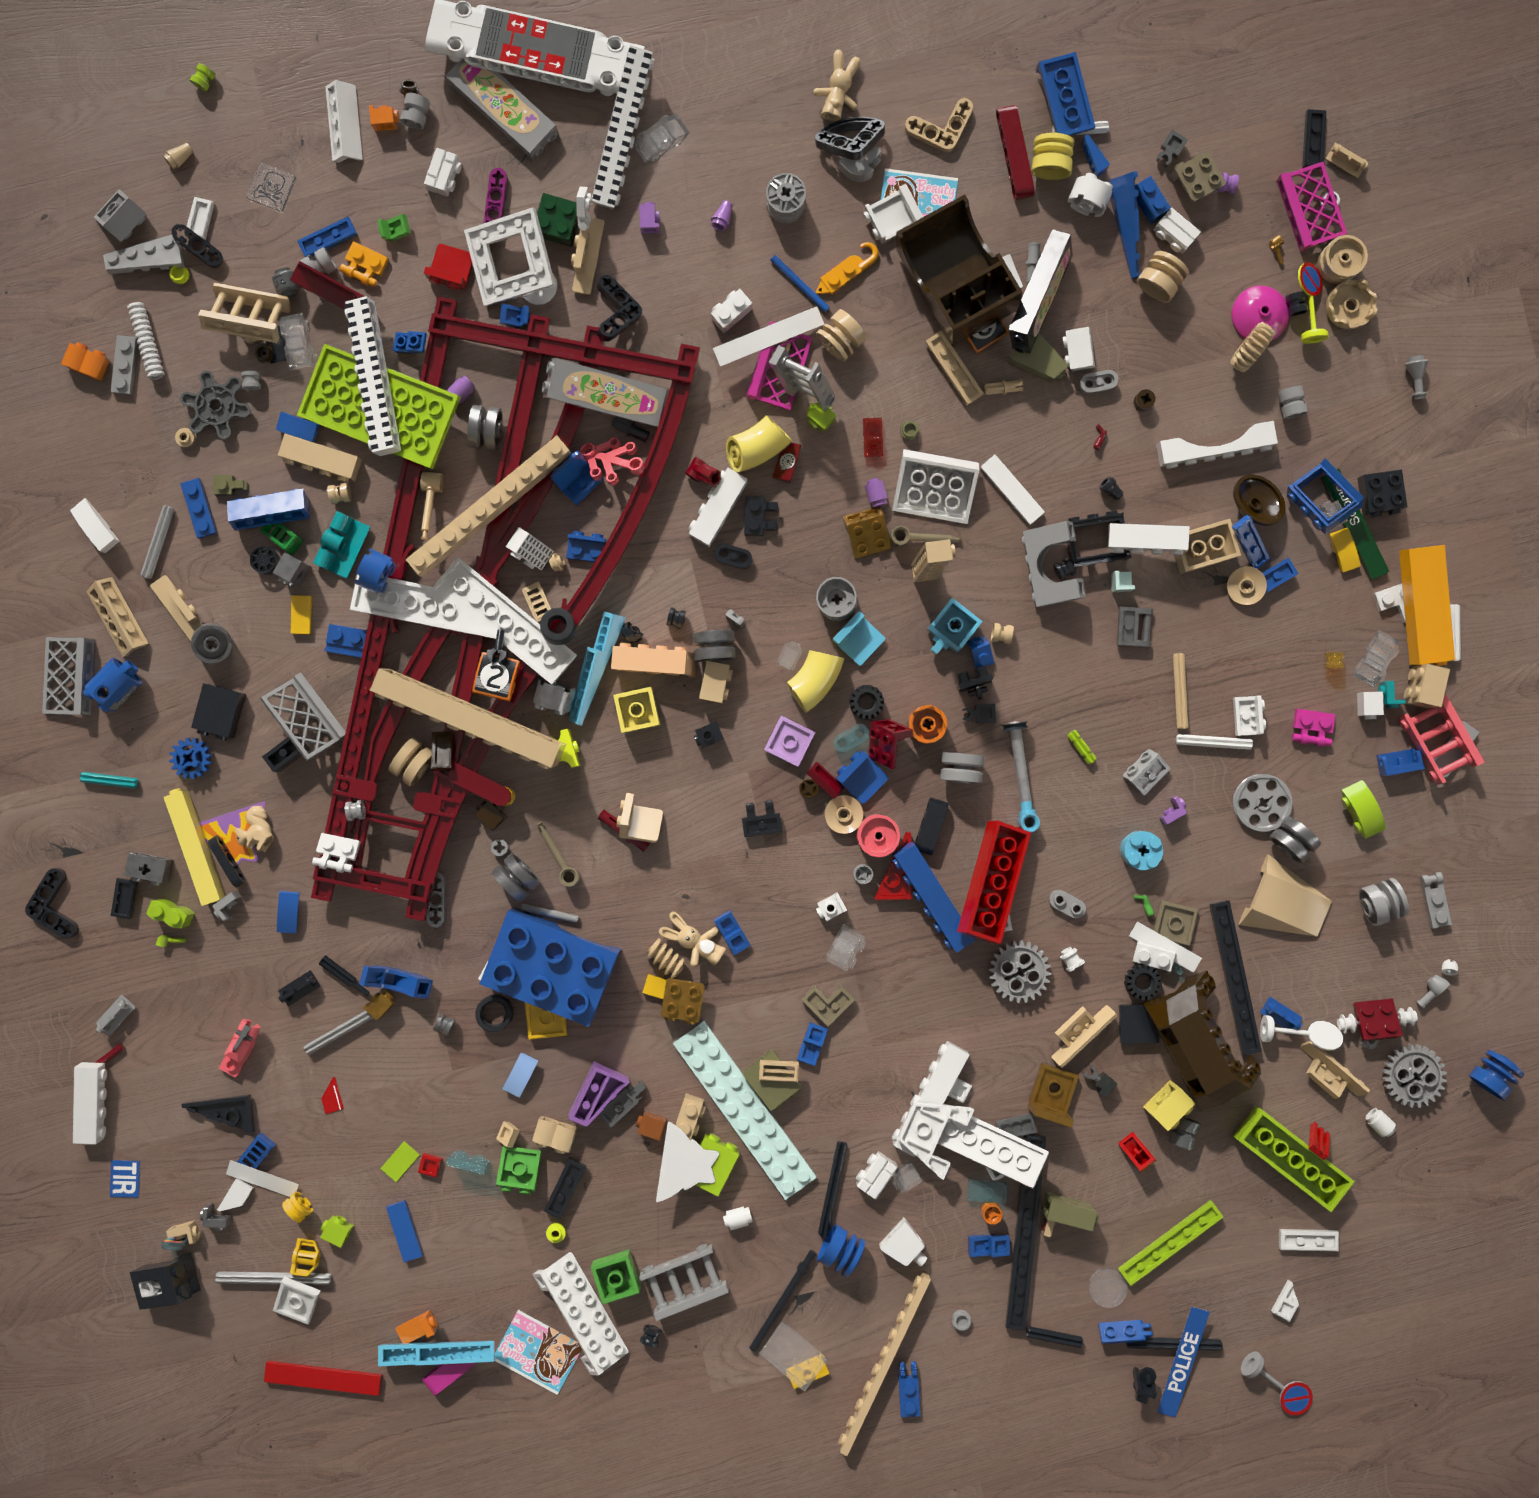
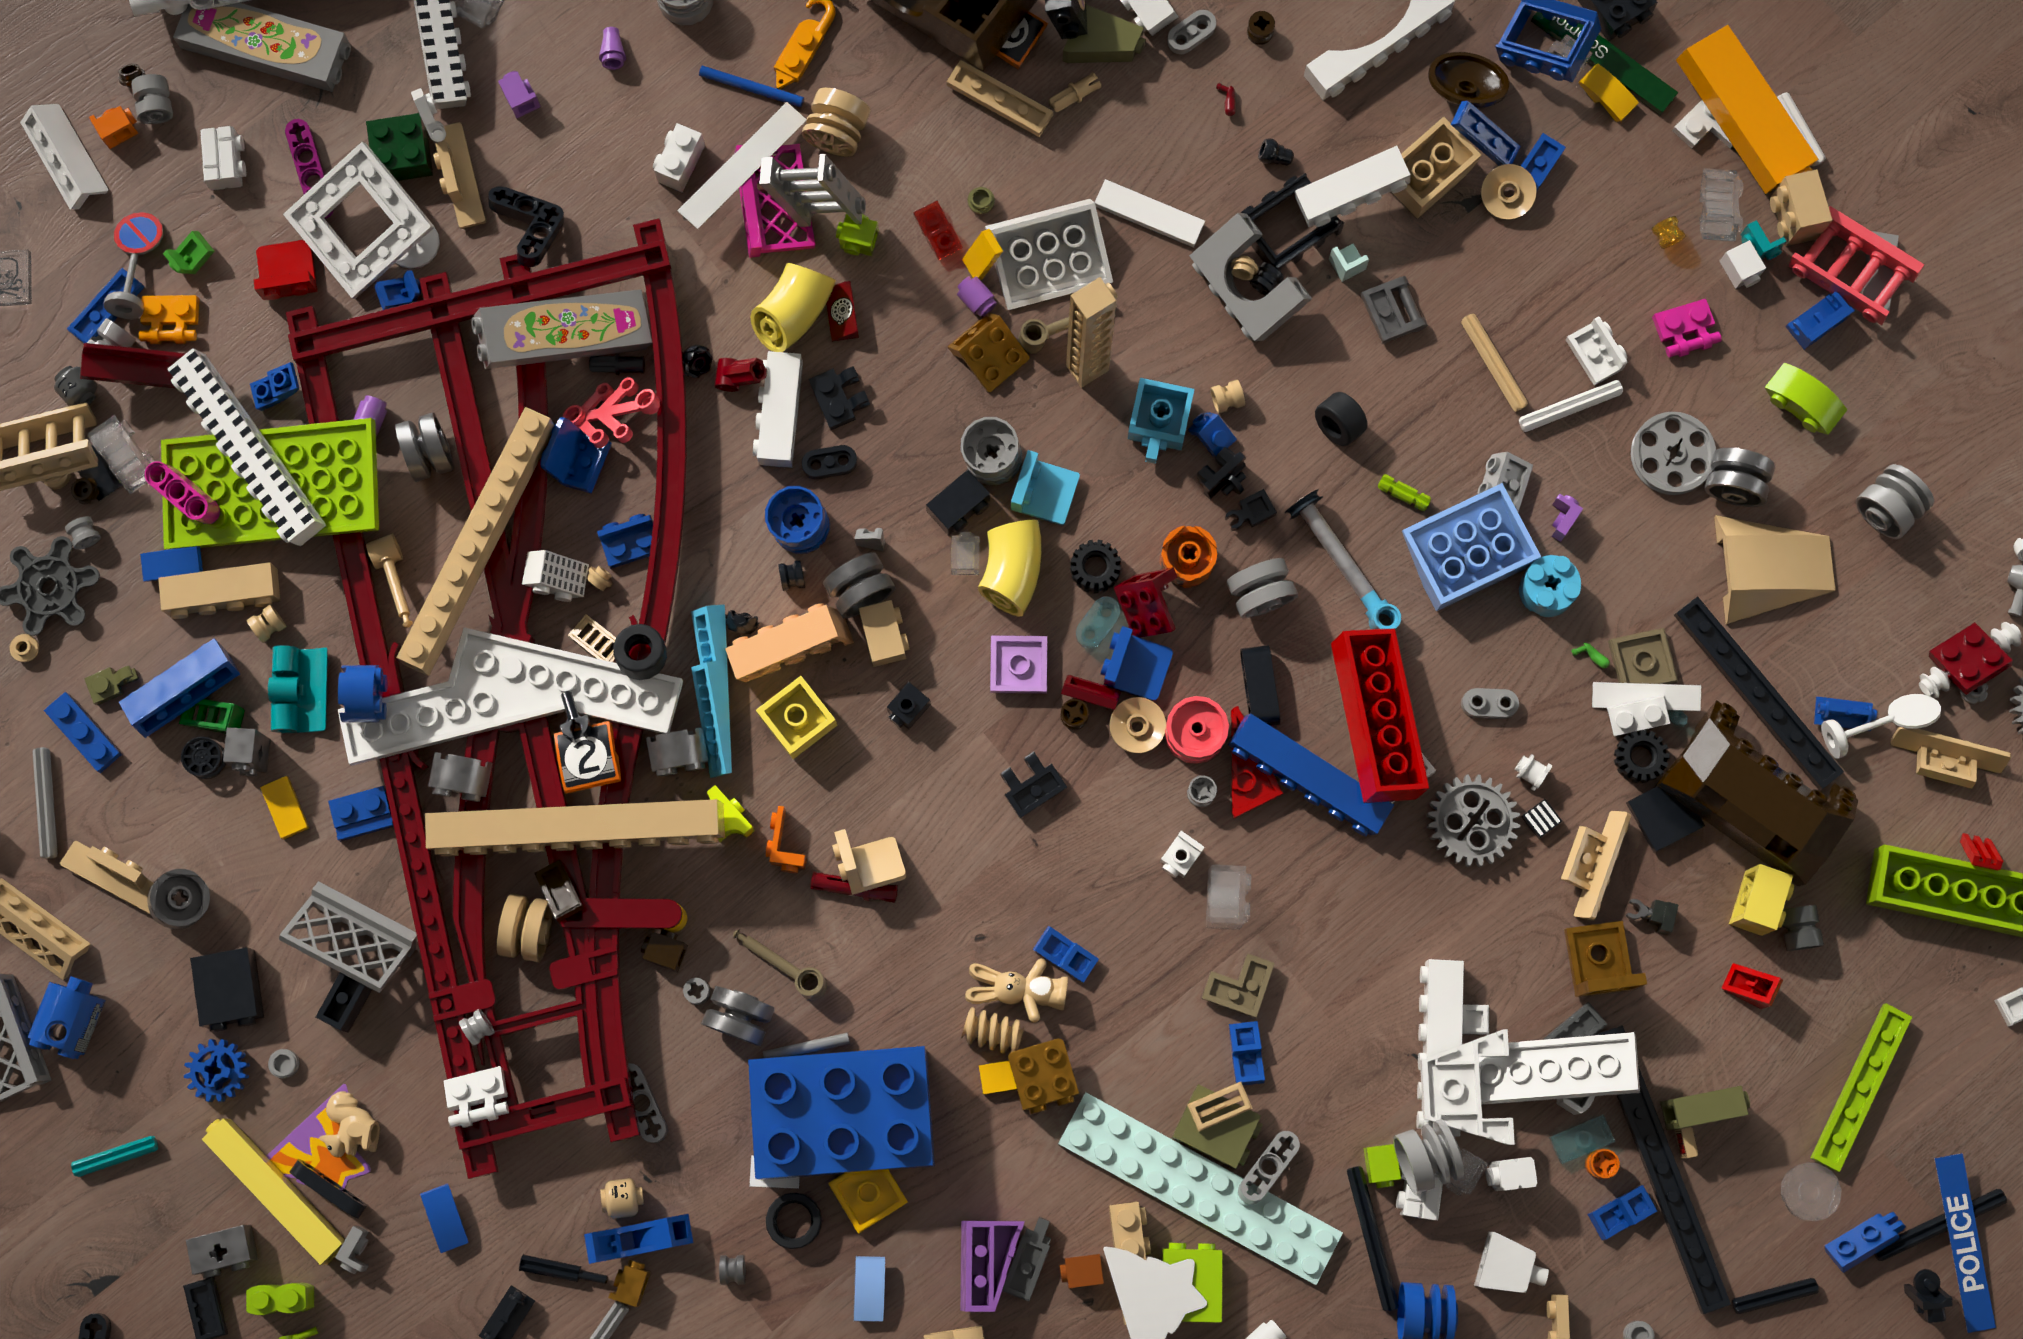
camera: 25 degrees left, 10 degrees down
(233, 772) = (283, 1063): none -> light grey tile
(315, 380) = (171, 487): none -> dark pink beam
(367, 199) = (134, 236): none -> piece
(397, 951) = (621, 1198): none -> tan head
(412, 653) = (460, 776): none -> flat silver brick
(591, 796) = (788, 861): none -> orange bracket
(681, 451) = (697, 361): none -> black plate
(686, 579) = (791, 505): none -> blue wheel
(776, 1120) = (1250, 1178): none -> light grey beam
(801, 621) = (958, 503): none -> black brick
(859, 1149) = (1382, 1165): none -> lime brick
(890, 1164) = (1425, 1157): none -> light grey wheel
(892, 468) = (982, 254): none -> yellow tile
(933, 1194) = (1511, 1174): none -> white brick
(1053, 556) = (1244, 267): none -> tan plate
(1062, 989) = (1541, 818): none -> tile
(1065, 682) = (1341, 419): none -> black tyre
(1104, 803) = (1470, 547): none -> light blue slope
(1435, 900) = (1960, 471): light grey plate -> none

